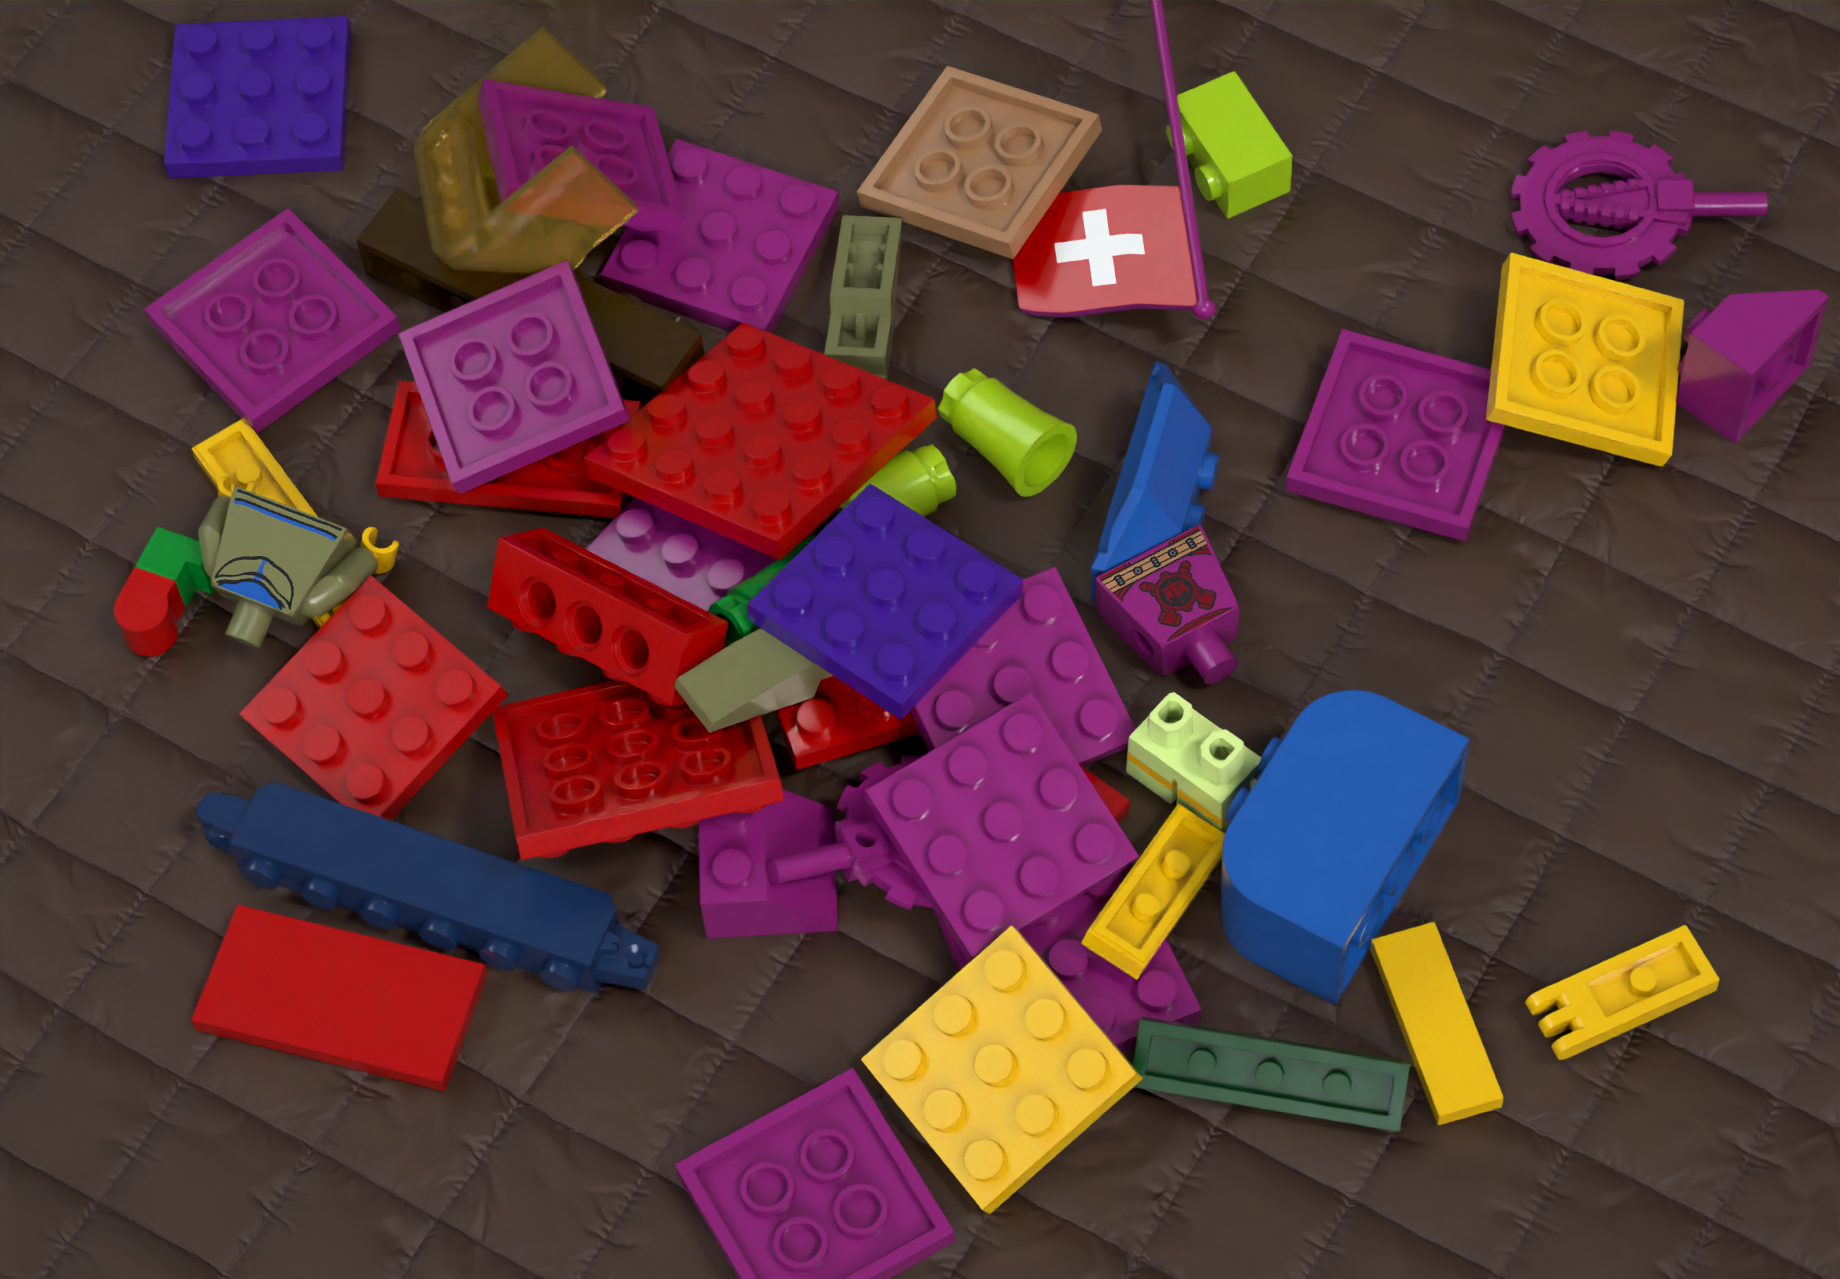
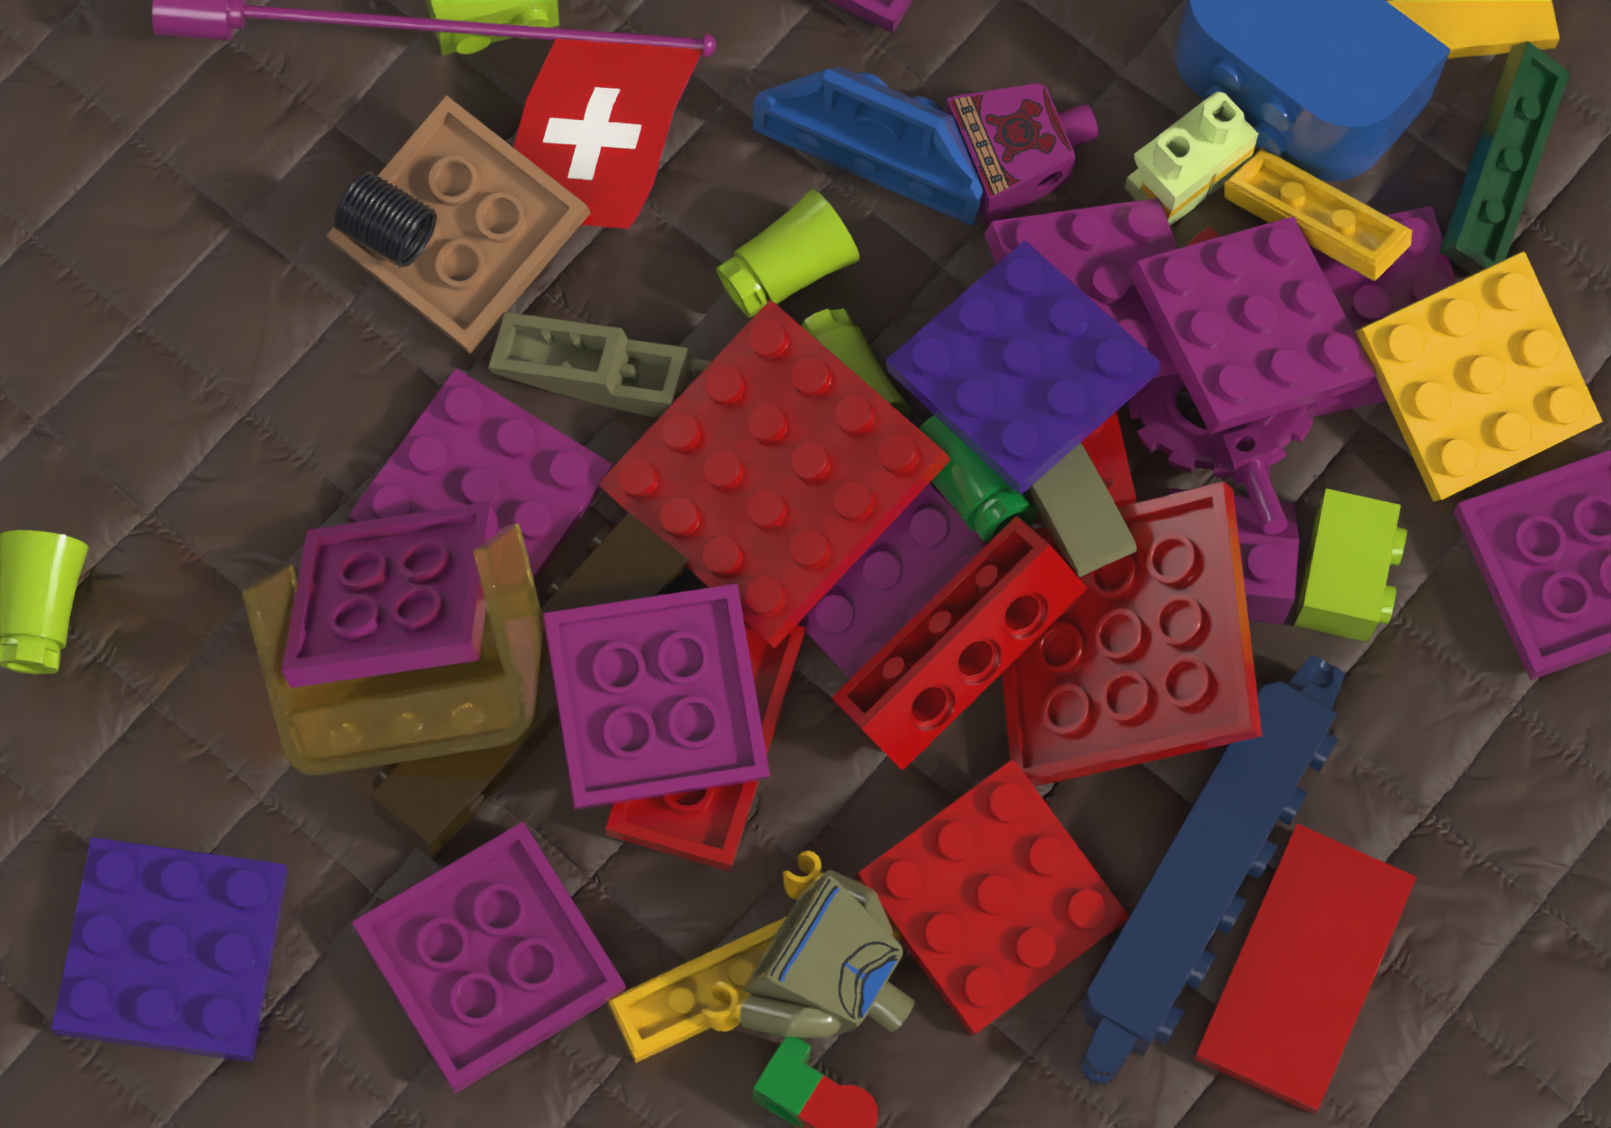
camera: 90 degrees left, 10 degrees up
(766, 974) = (1349, 566): none -> lime brick
(954, 87) = (385, 219): none -> black piece

